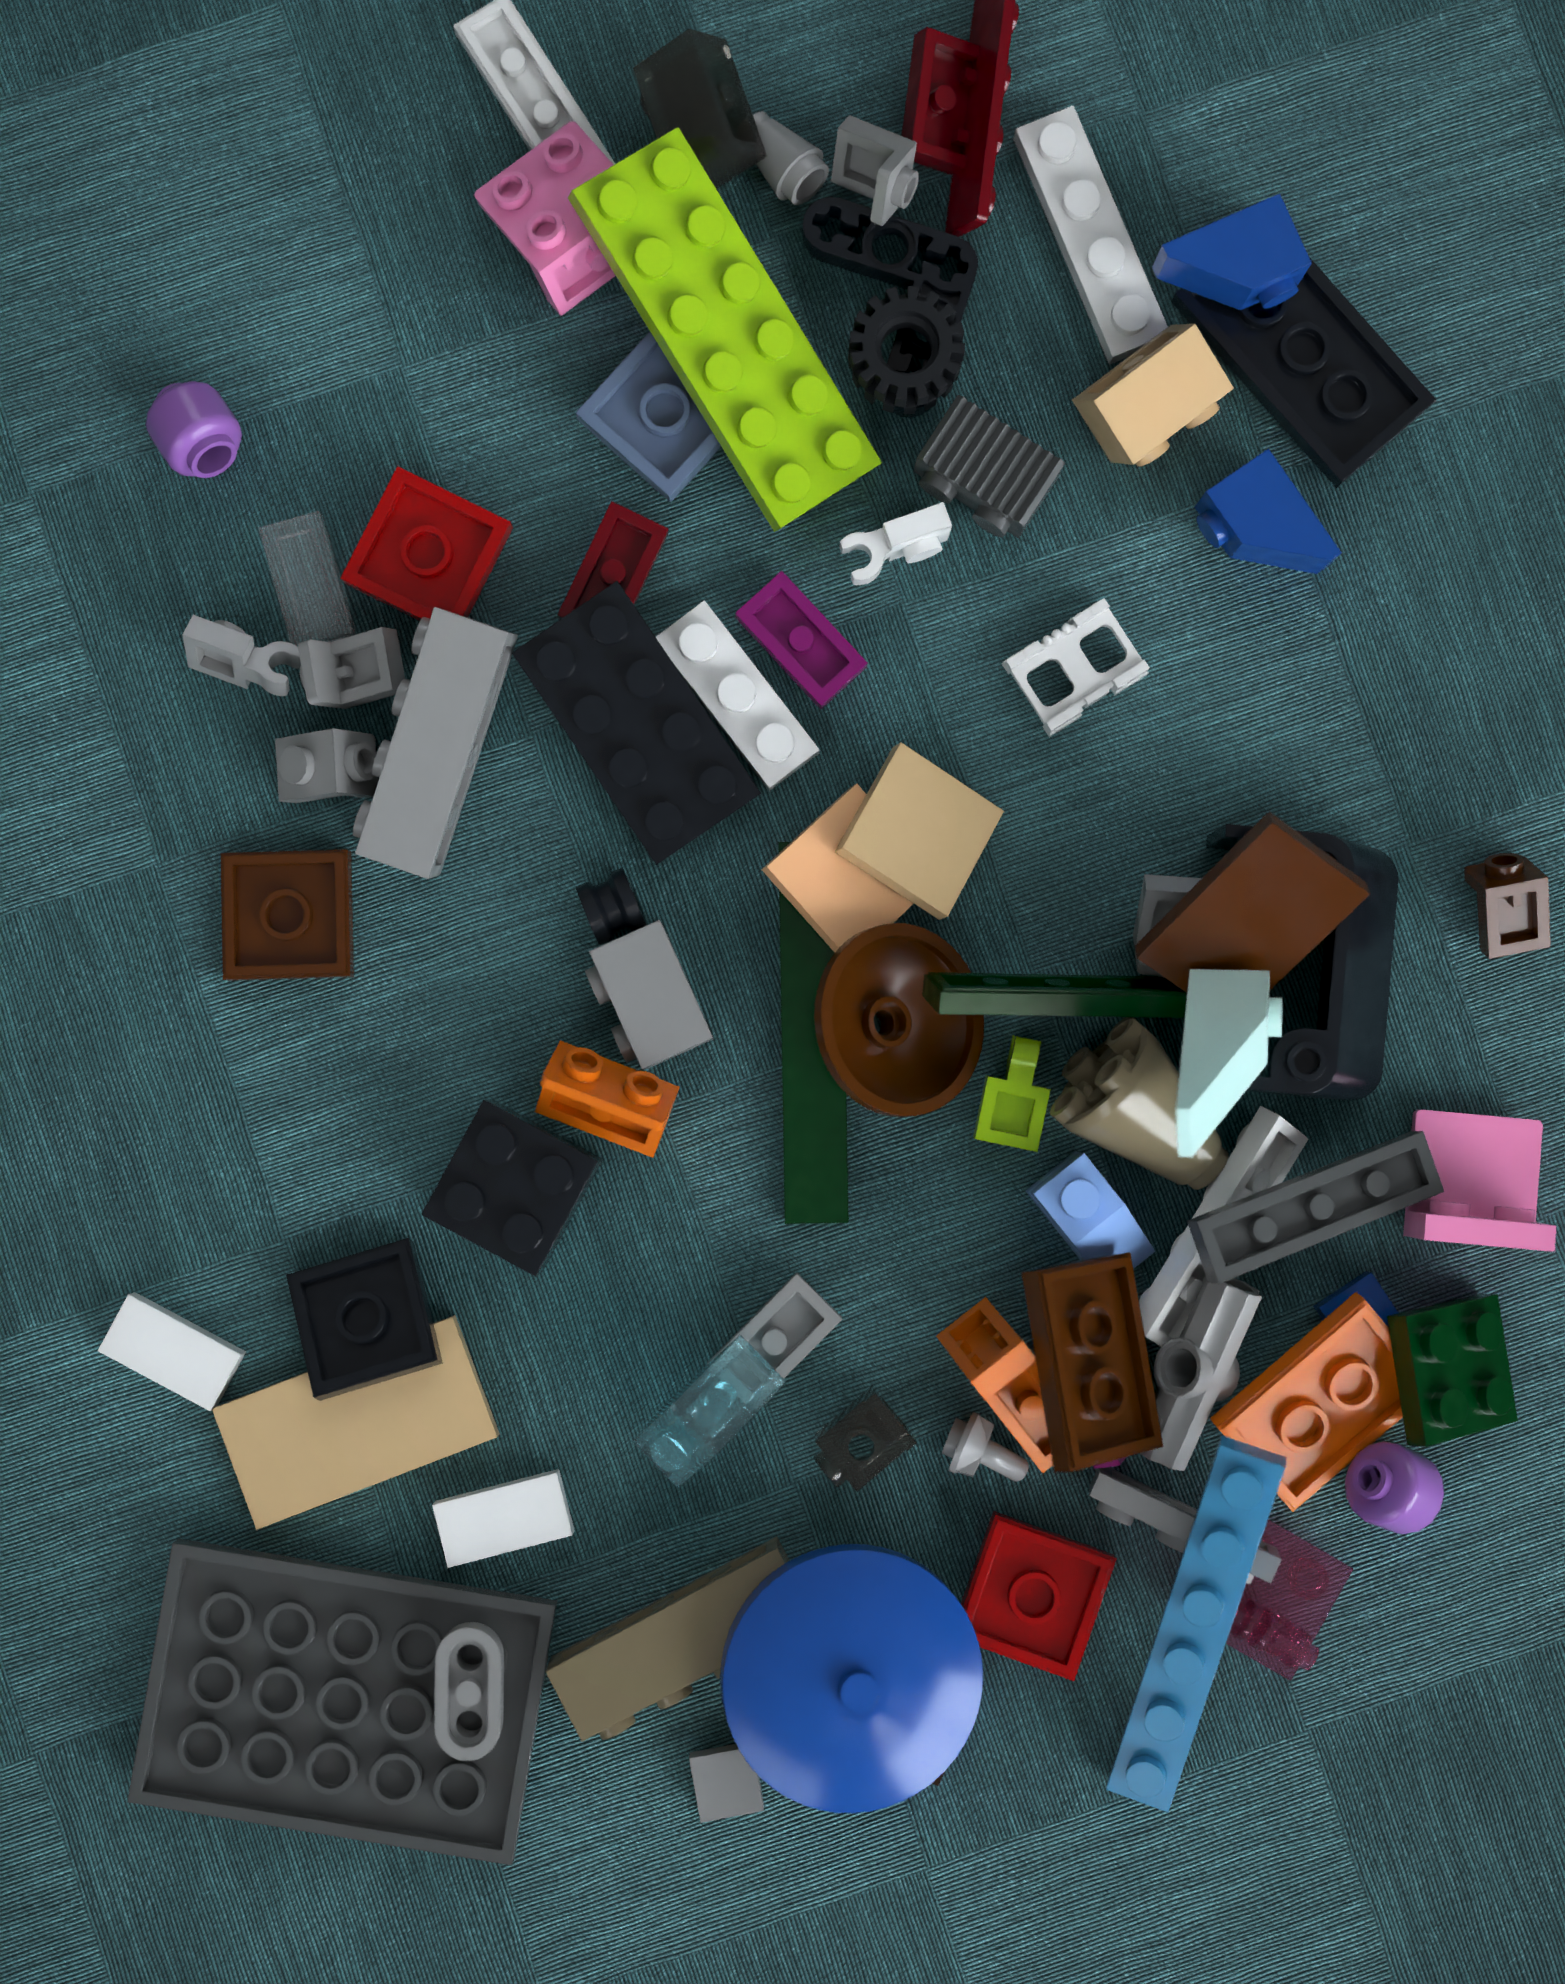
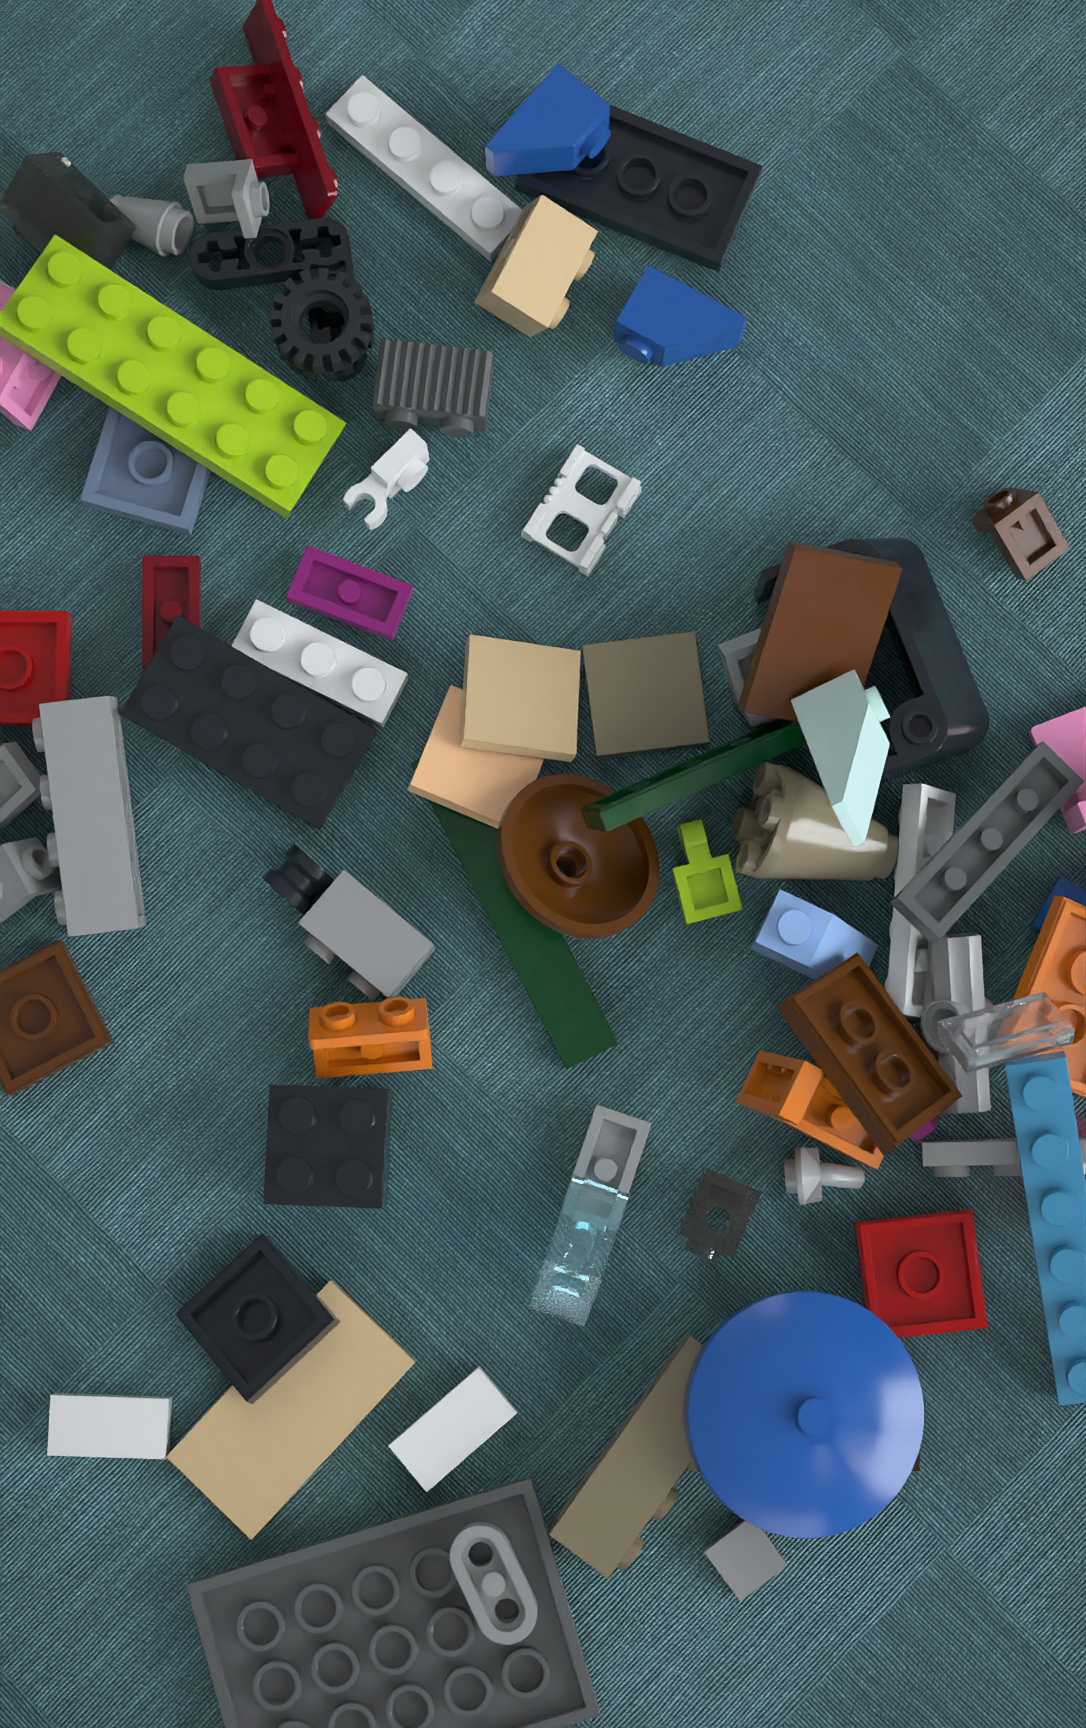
camera: 20 degrees left, 5 degrees down
(1047, 887) = (645, 695): none -> dark tan tile
(1237, 1409) = (1005, 1032): none -> clear tile

